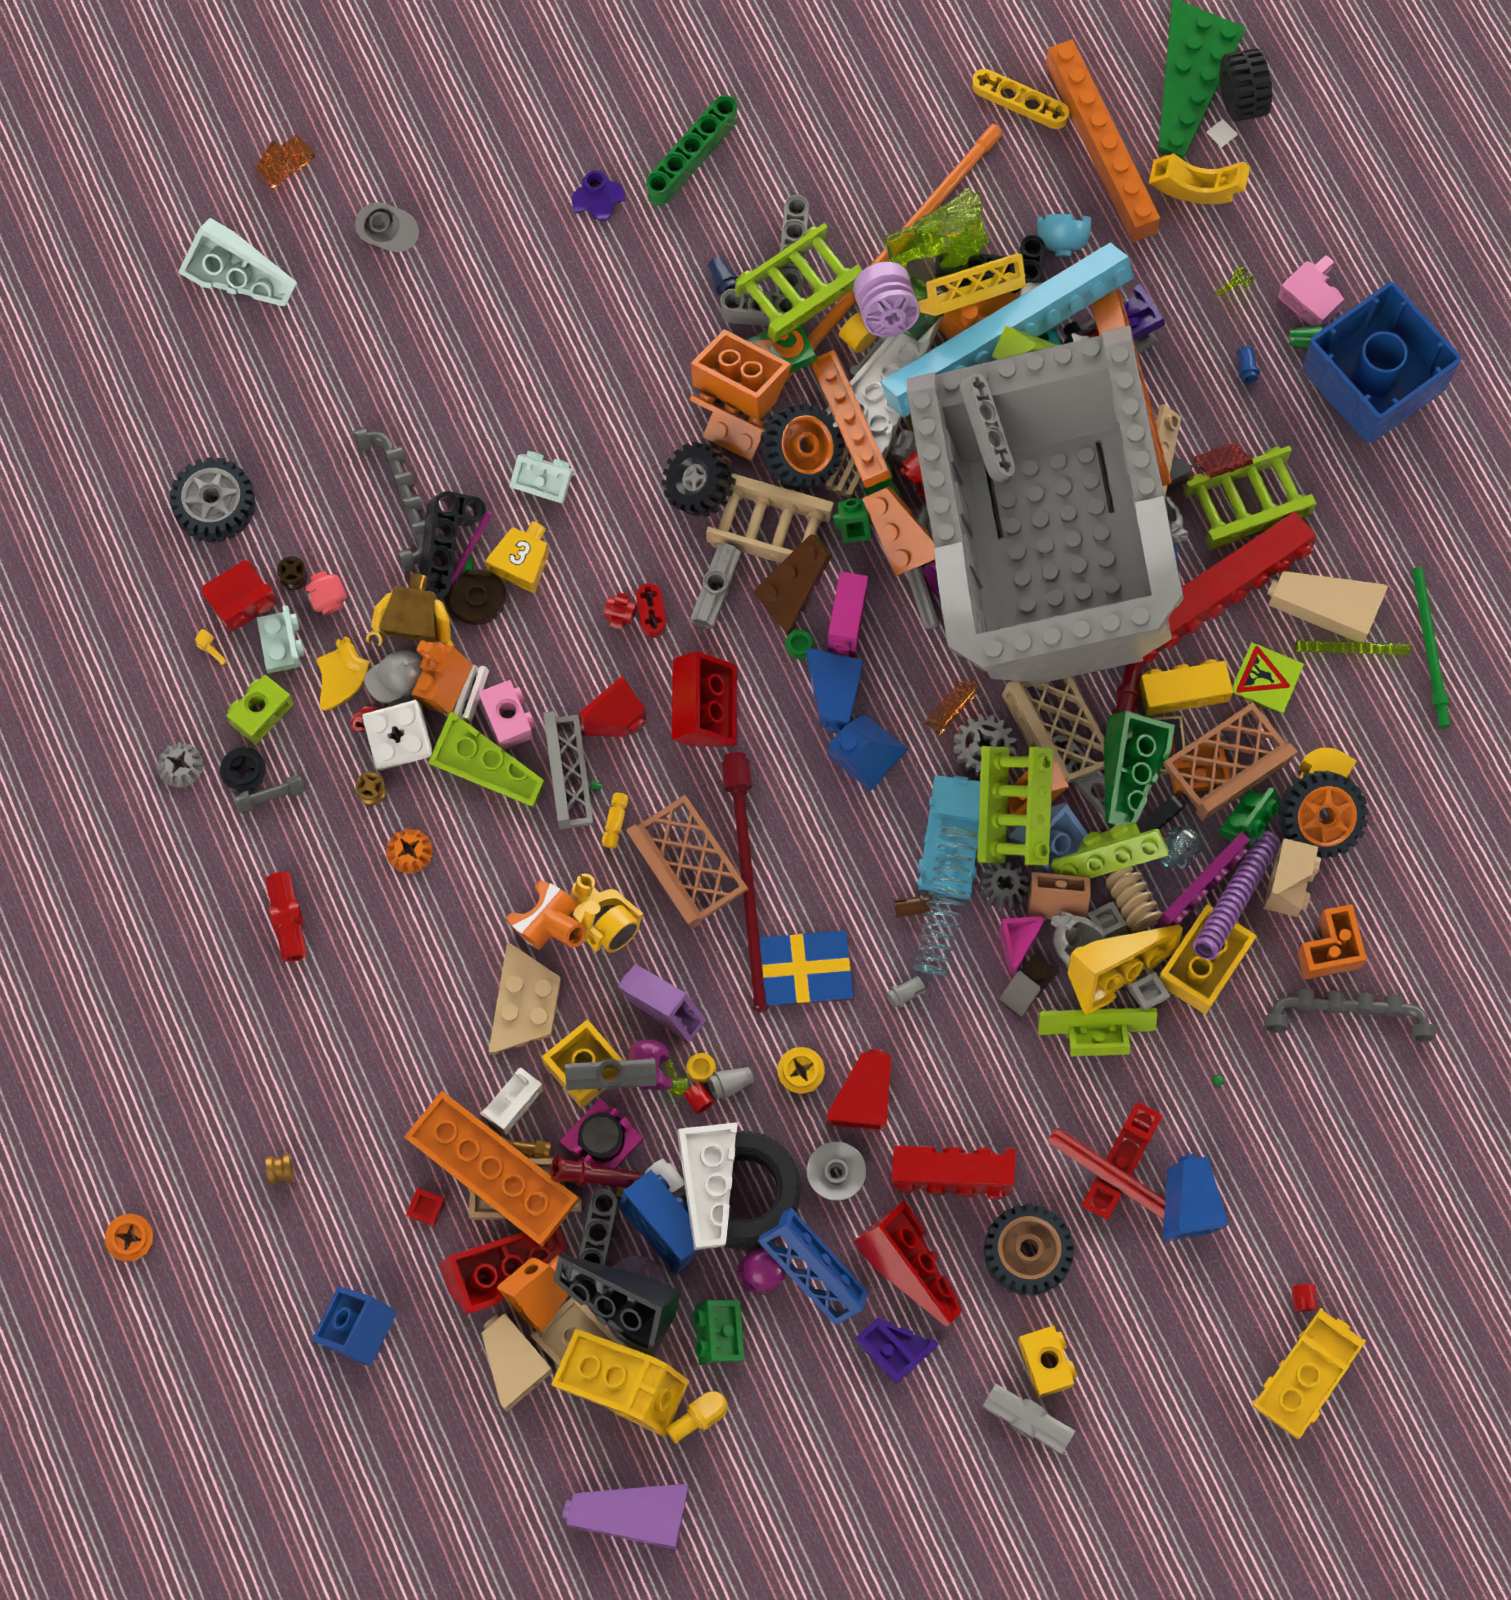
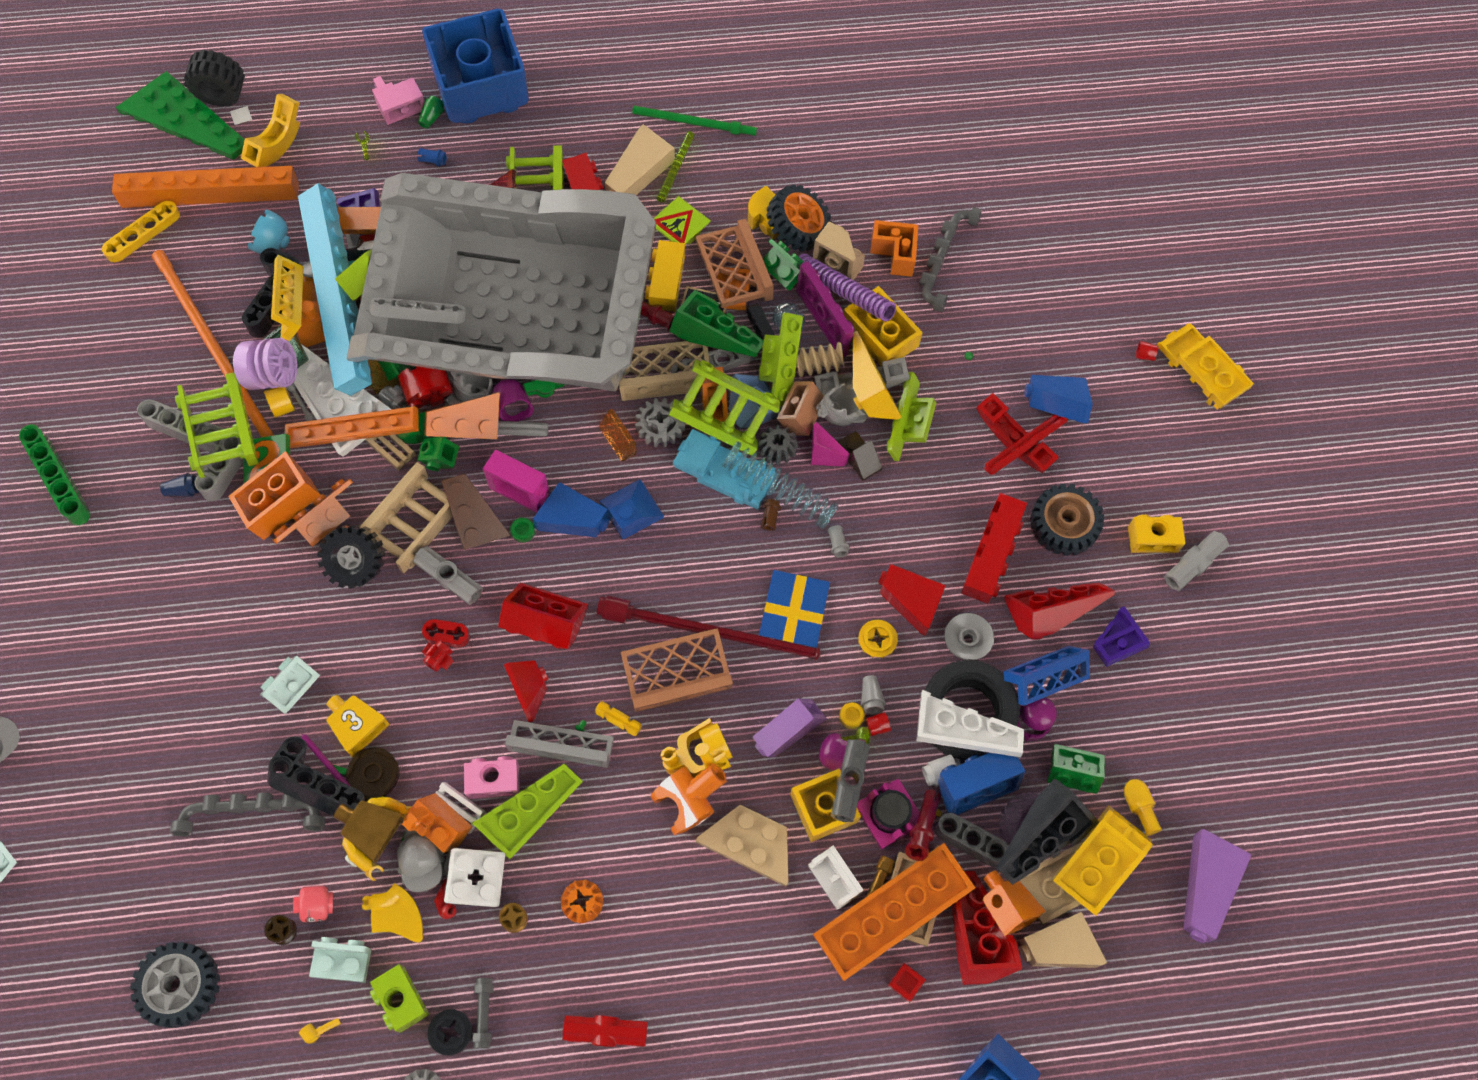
camera: 75 degrees left, 5 degrees down
(239, 595) = (280, 987): red bracket -> none
(597, 199) = (57, 562): dark purple plate -> none
(783, 450) = (358, 469): wheel -> none
(960, 236) = (226, 305): clear neon green animal -> none

